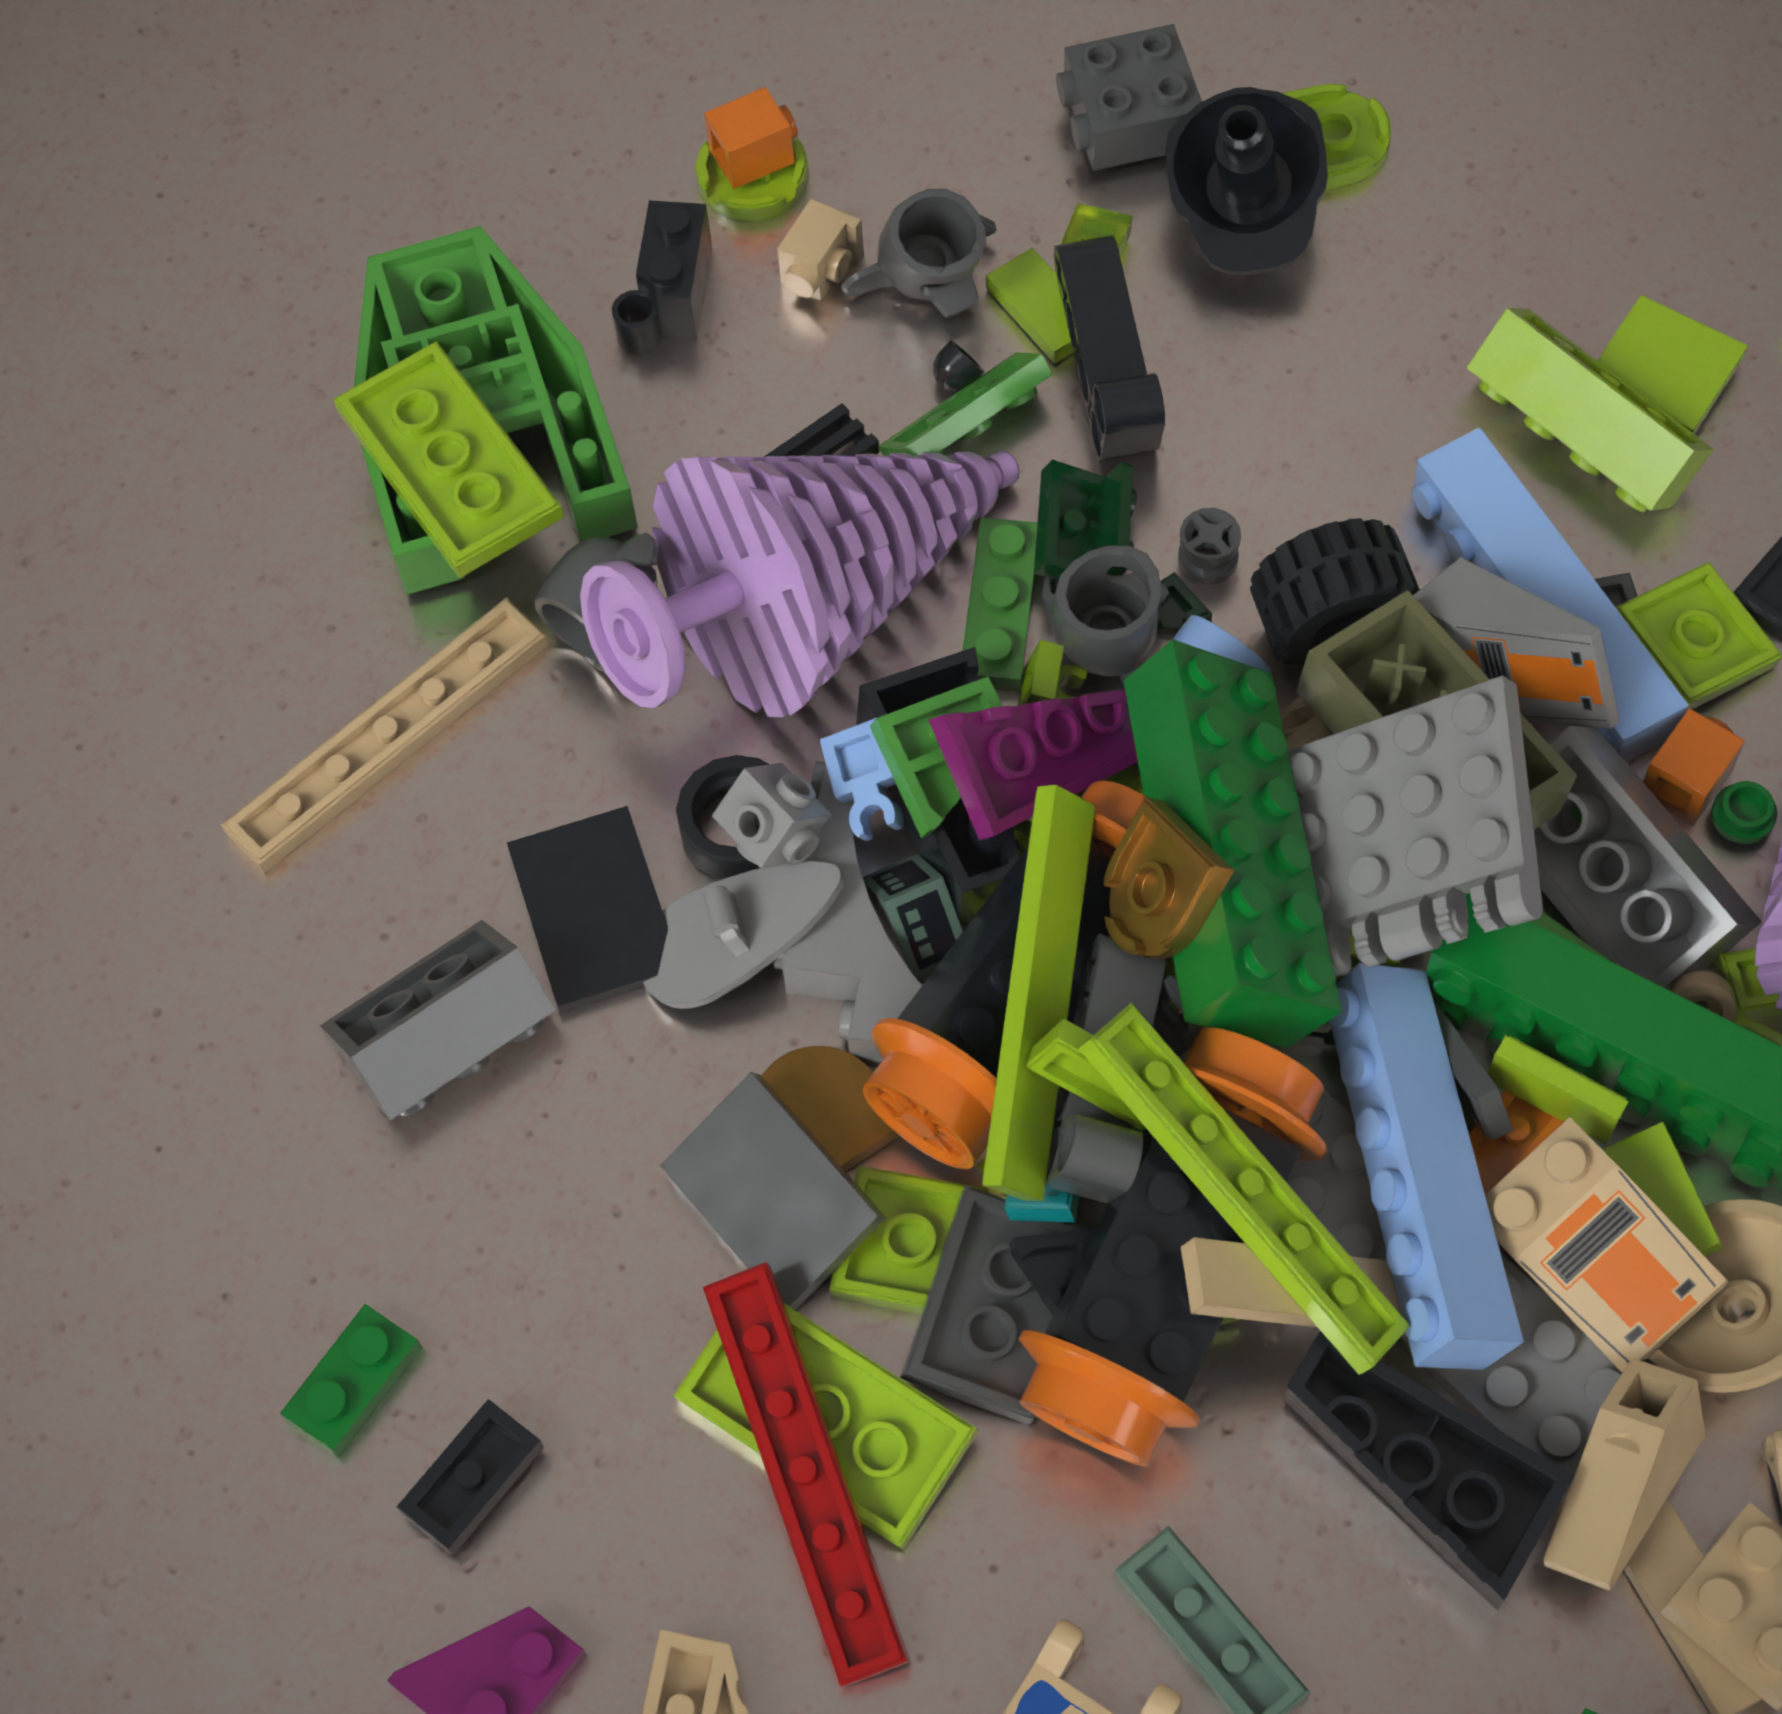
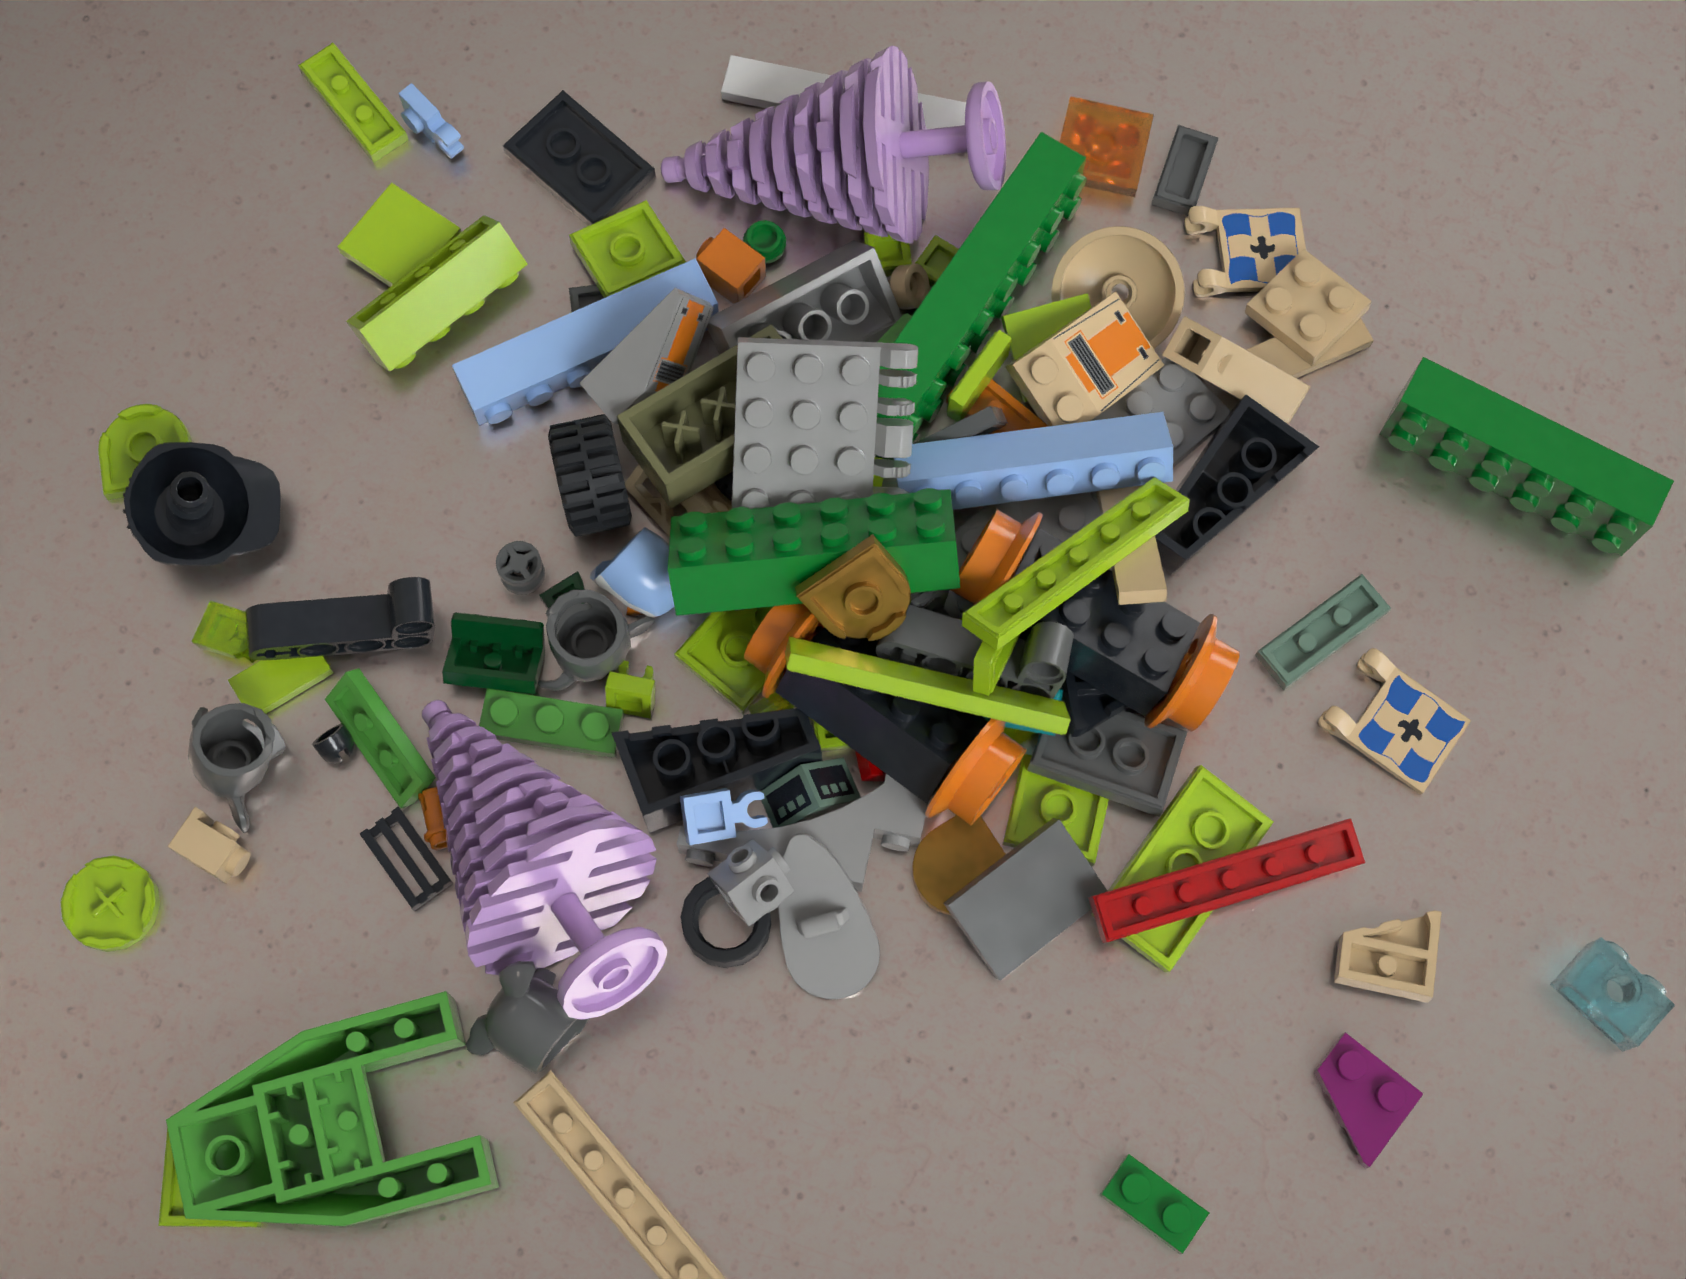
camera: 95 degrees left, 10 degrees up
(439, 1019) = (879, 1146): slope -> none
(448, 459) = (403, 1140): lime tile -> none
(470, 1477) = (1228, 1112): black plate -> none
(591, 907) = (787, 1033): black tile -> none
(668, 277) = (219, 968): black hinge -> none
(751, 137) = (93, 895): orange brick -> none
(916, 756) = (710, 753): bright green wing -> none
(1009, 751) = (713, 683): magenta wing -> none
(1126, 94) = (95, 591): dark grey brick -> none

